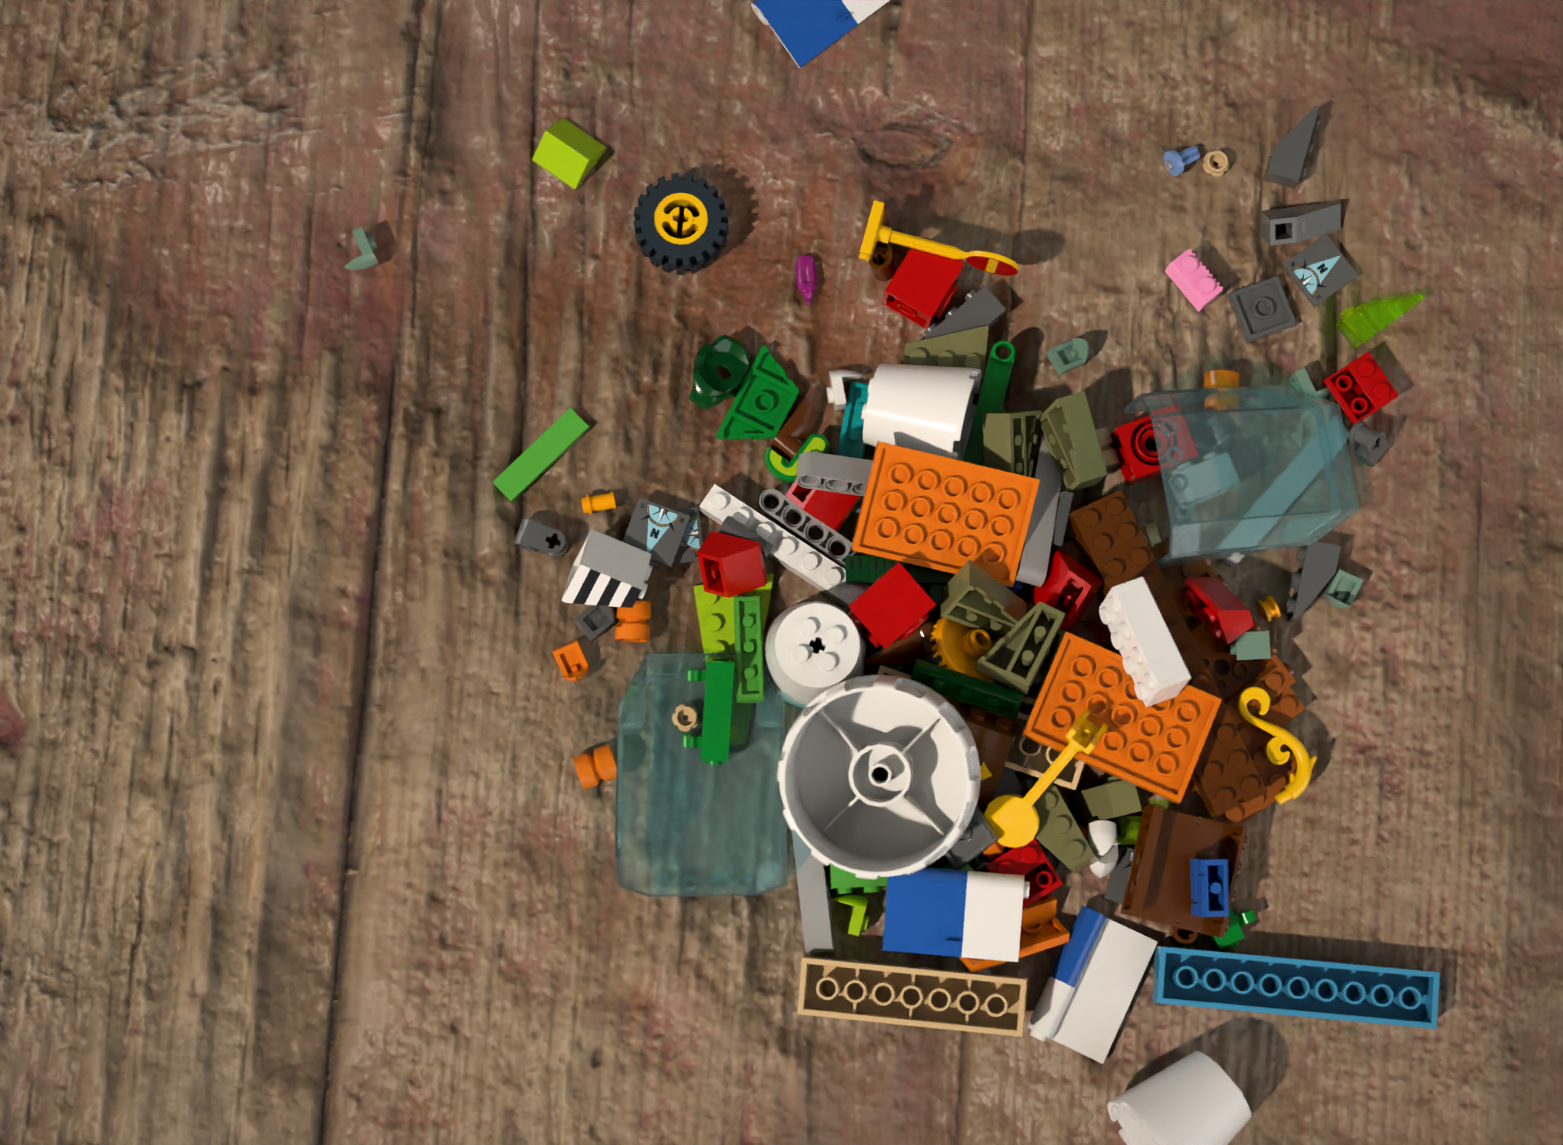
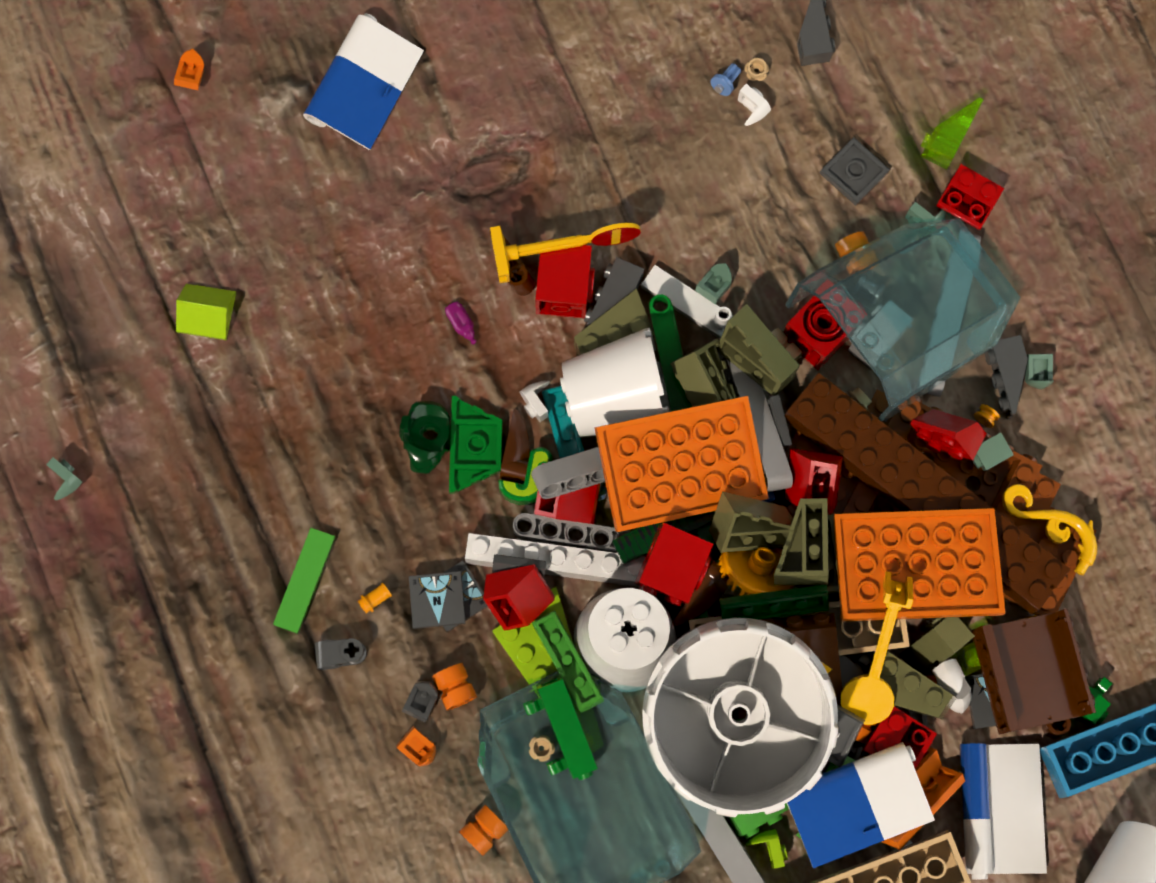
camera: 25 degrees left, 5 degrees down
(607, 573) = (413, 655): white slope -> none
(710, 224) = (357, 315): black wheel -> none
(1032, 359) = (688, 301): none -> white piece
(1144, 642) = (907, 490): white brick -> none
(1194, 280) = (787, 172): bright pink brick -> none
(1197, 194) = (754, 101): none -> white plate
(1209, 887) = (1062, 674): blue brick -> none
(1299, 223) = (849, 86): dark grey slope -> none
(1320, 270) = (886, 117): dark grey tile -> none
(1367, 443) = (998, 240): dark grey piece -> none

